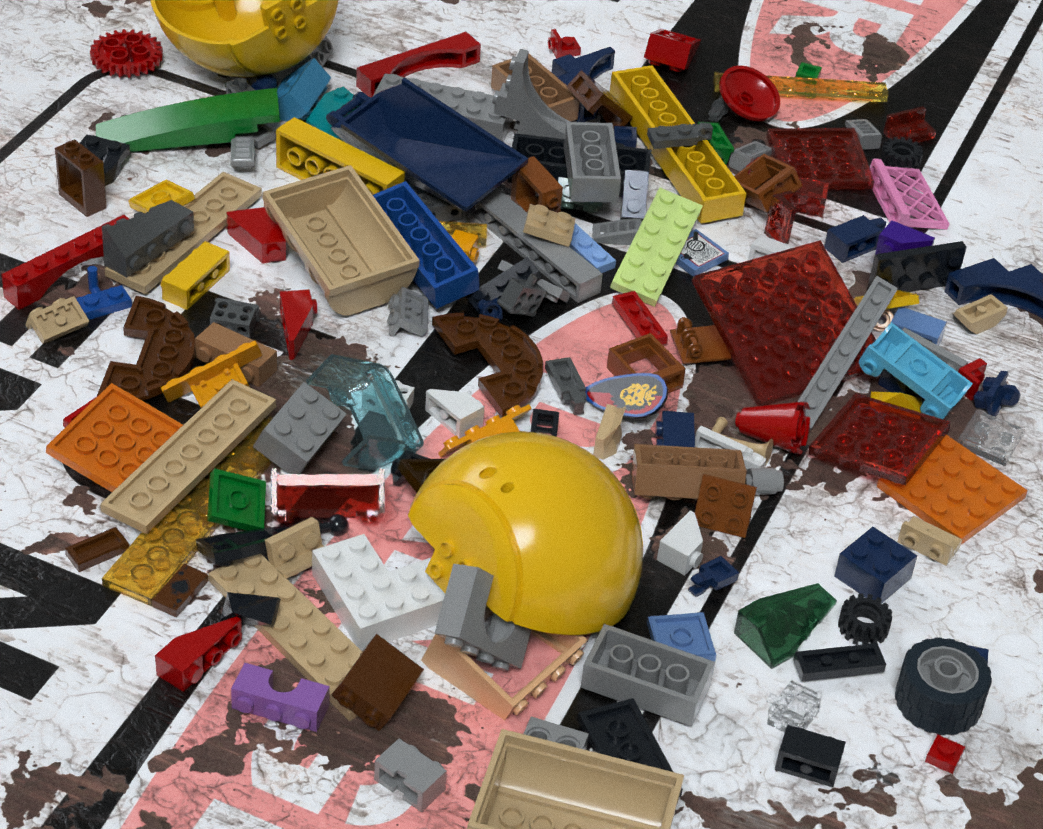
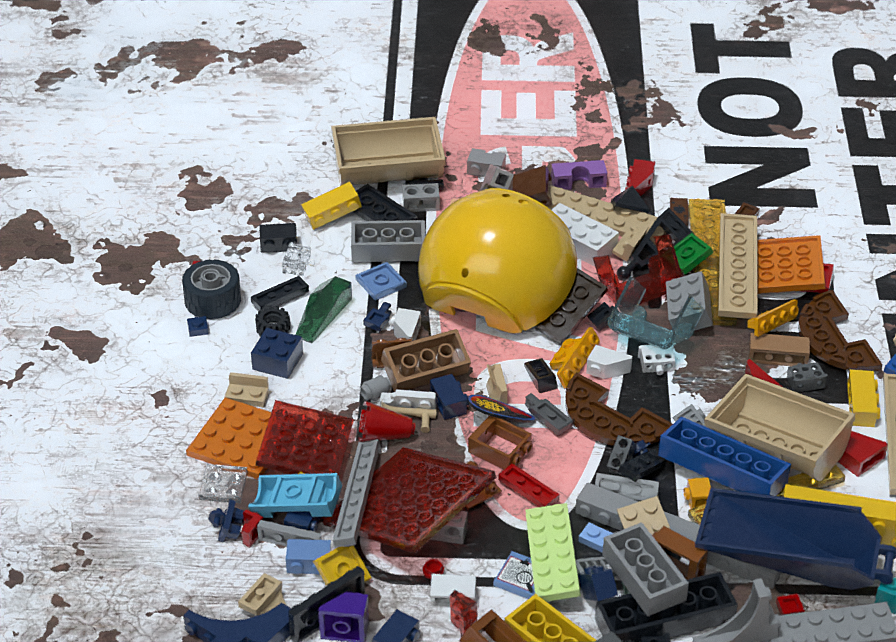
camera: 160 degrees right, 0 degrees up
(710, 768) = (331, 205): none -> yellow brick

